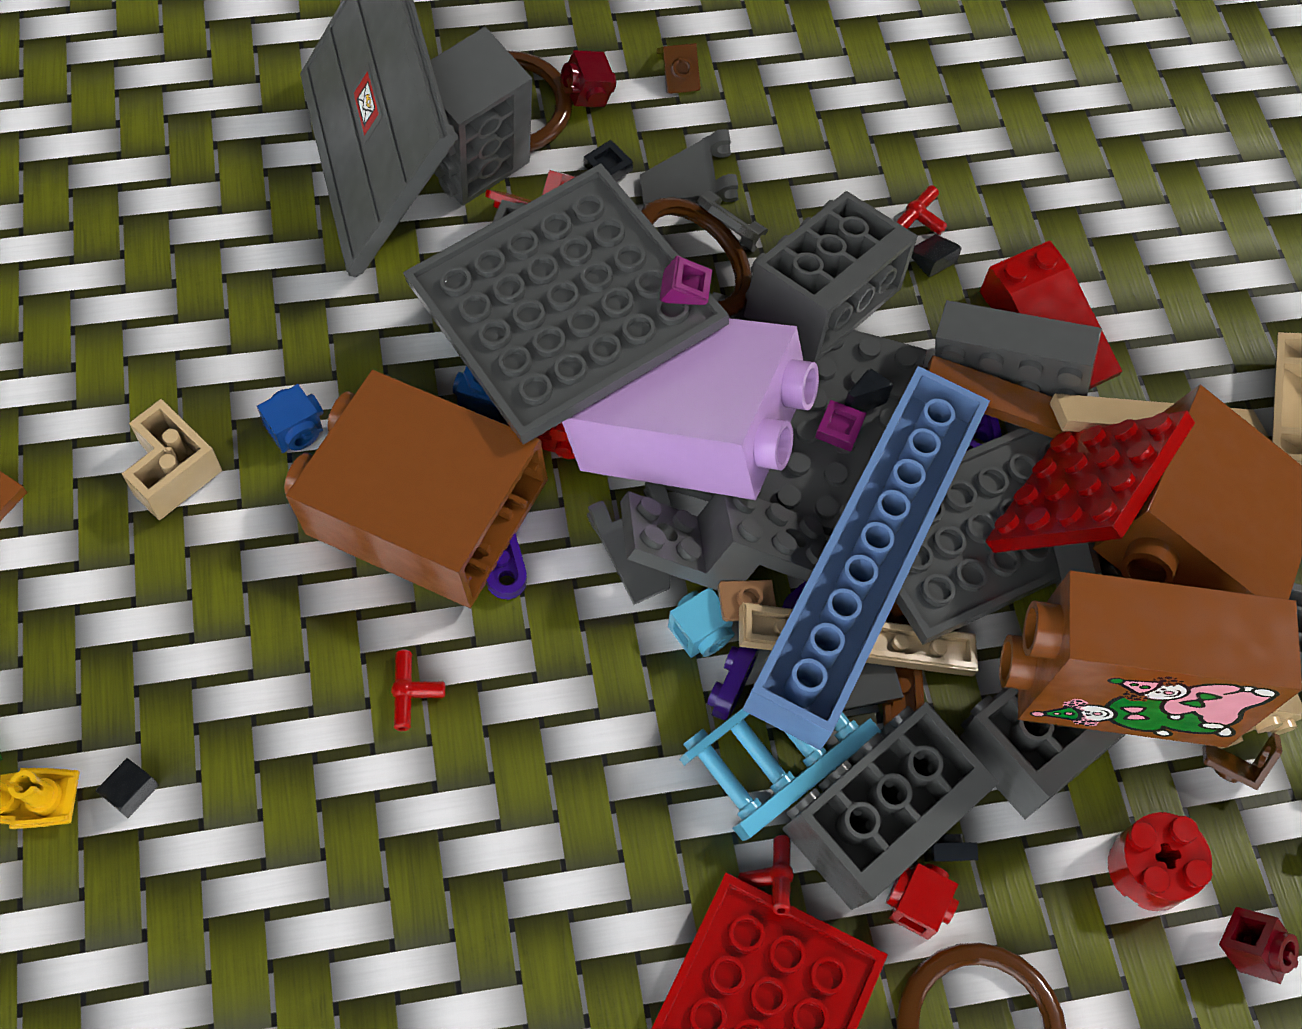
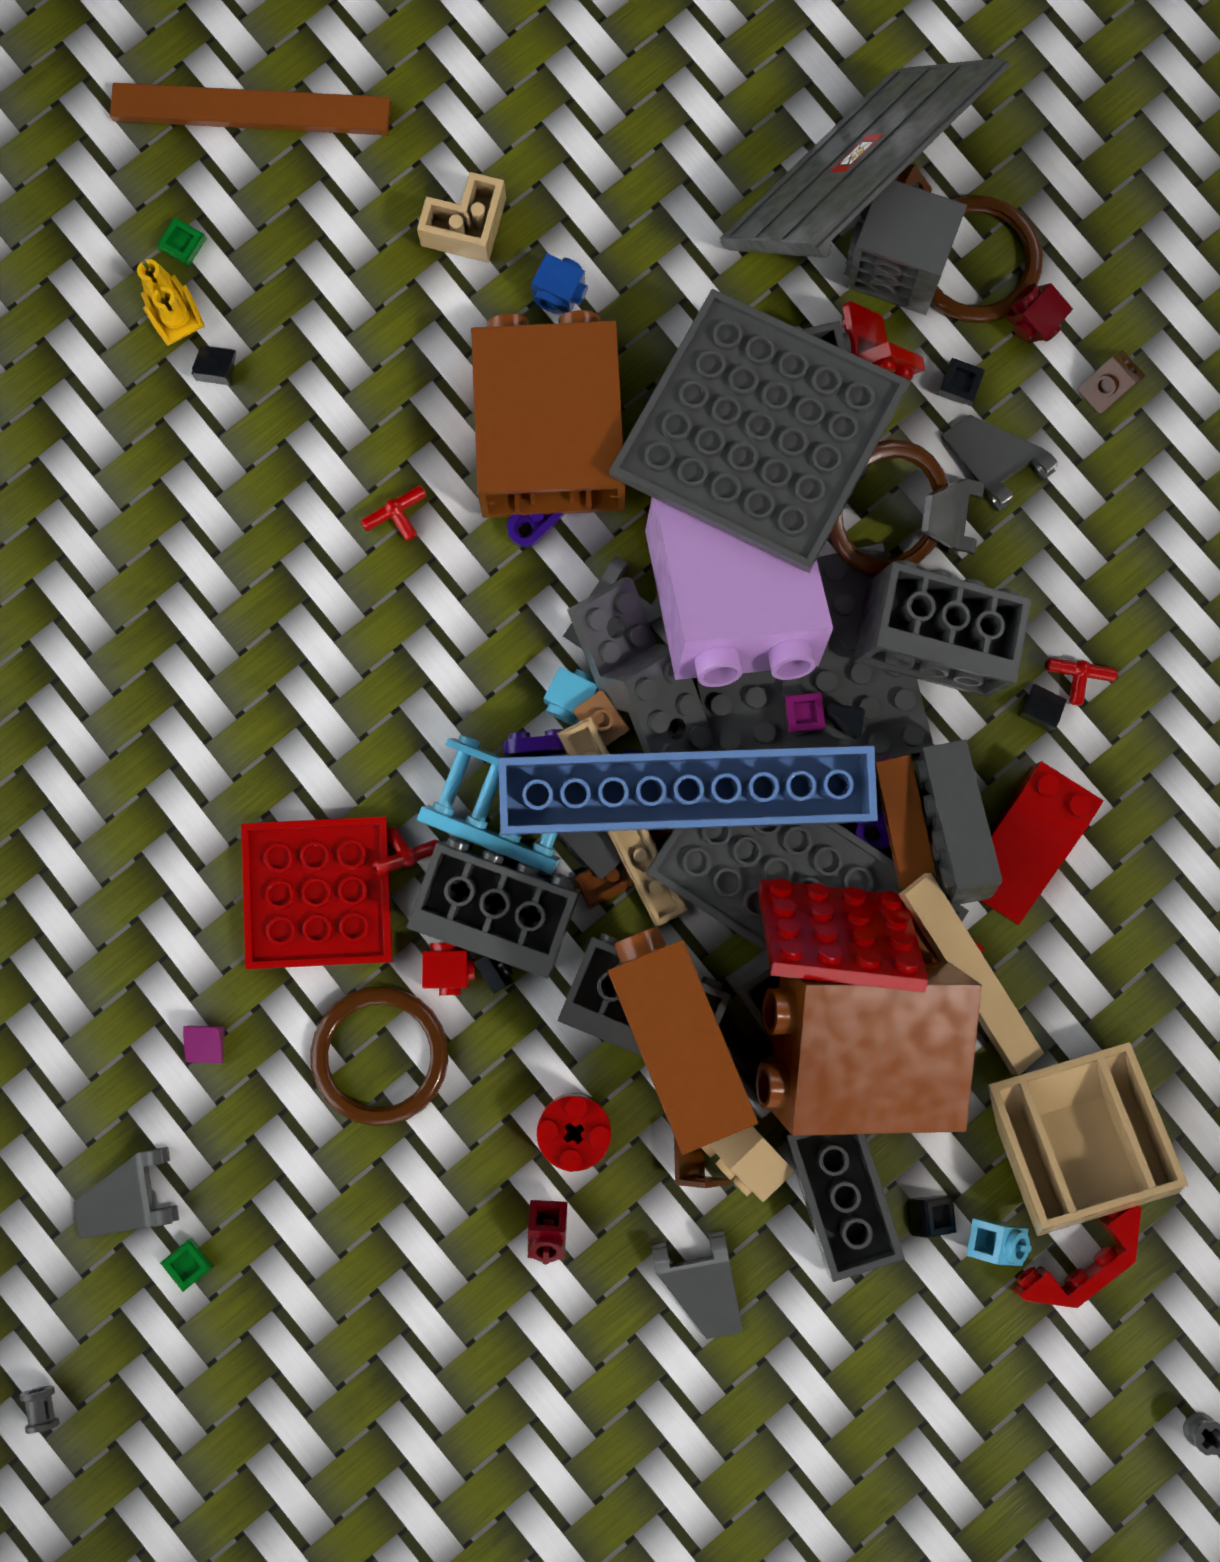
camera: 65 degrees right, 20 degrees up
(685, 283) = (819, 518): magenta slope -> none

